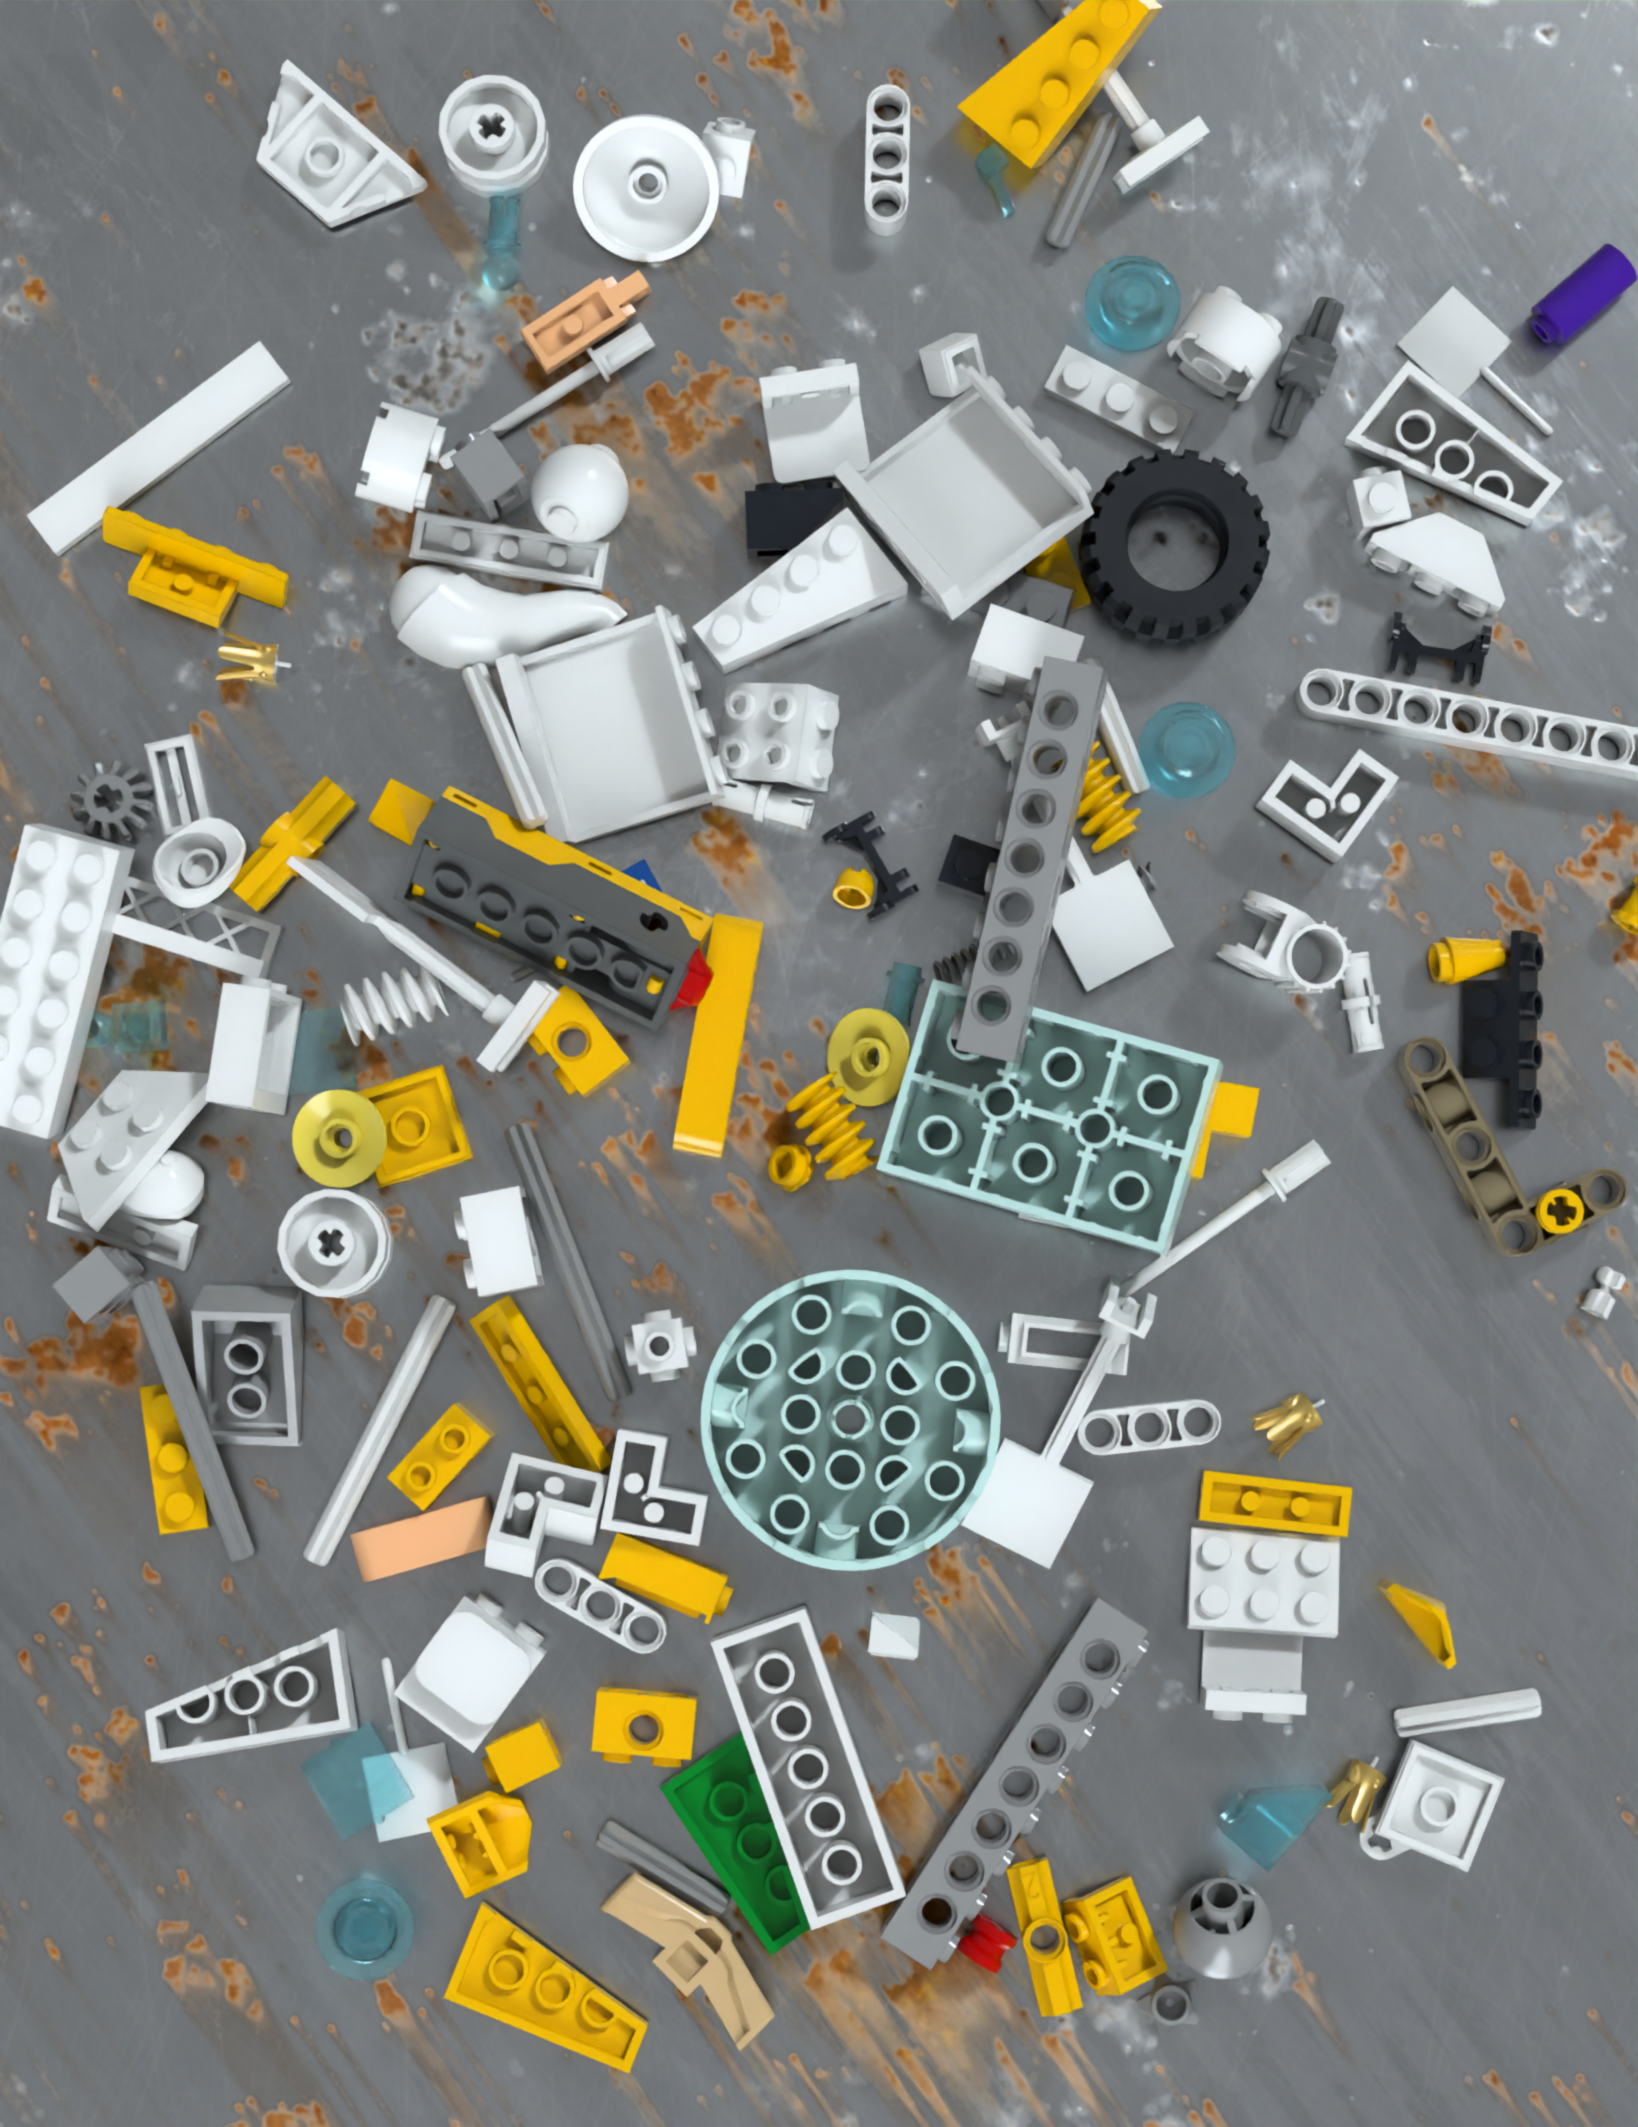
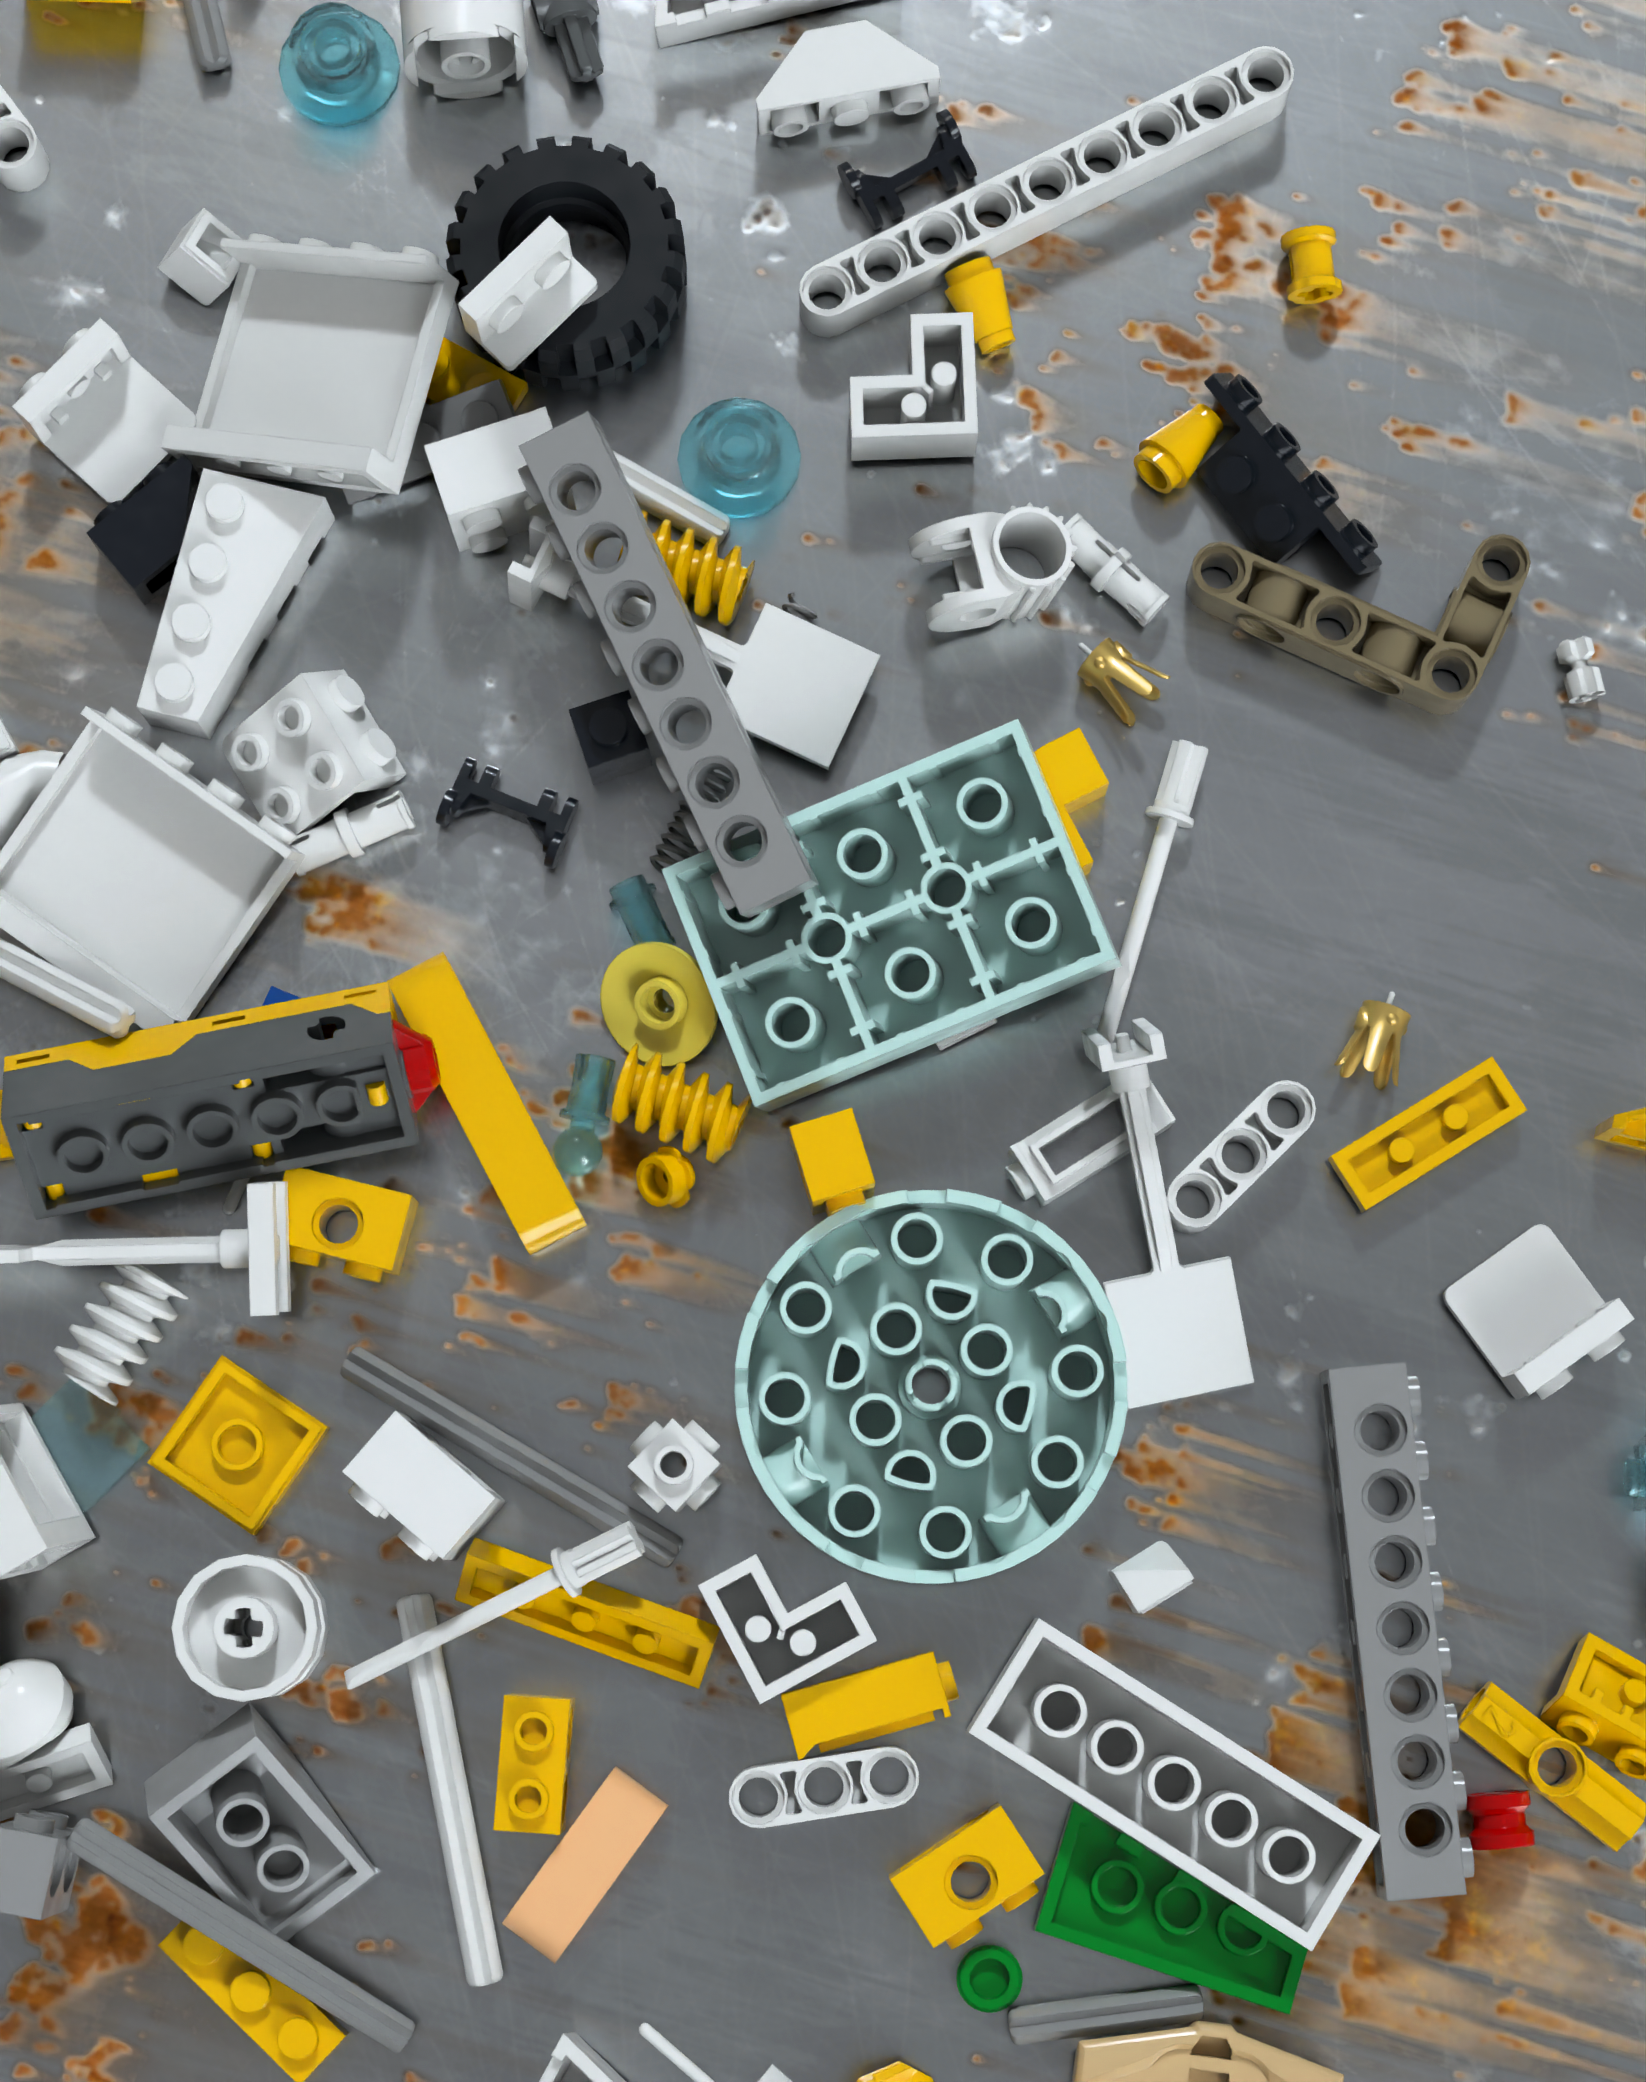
camera: 40 degrees left, 5 degrees down
(318, 1141) = (147, 1531): light yellow dish -> none
(471, 1670) = (741, 1965): white brick -> none
(521, 1756) = (864, 2013): yellow brick -> none
(542, 1501) = (676, 1727): white brick -> none
(550, 1360) = (571, 1570): none -> white piece
(611, 1793) = (989, 1977): none -> green tile
(752, 1106) = (578, 1147): none -> clear light blue pin
(854, 888) = (516, 860): yellow hinge -> none
(896, 1240) = (832, 1162): none -> yellow brick
(989, 165) = (88, 41): clear light blue hand -> none
(1118, 400) = (397, 169): white plate -> none
(1126, 560) = (527, 296): none -> white bracket
(1263, 1582) = (1480, 1223): white plate -> none
(1316, 1064) = (1109, 662): none -> pearl gold piece
(1377, 501) = (734, 70): white brick -> none
(1416, 766) = (981, 290): none -> yellow cone
(1548, 1222) = (1475, 596): yellow bush -> none

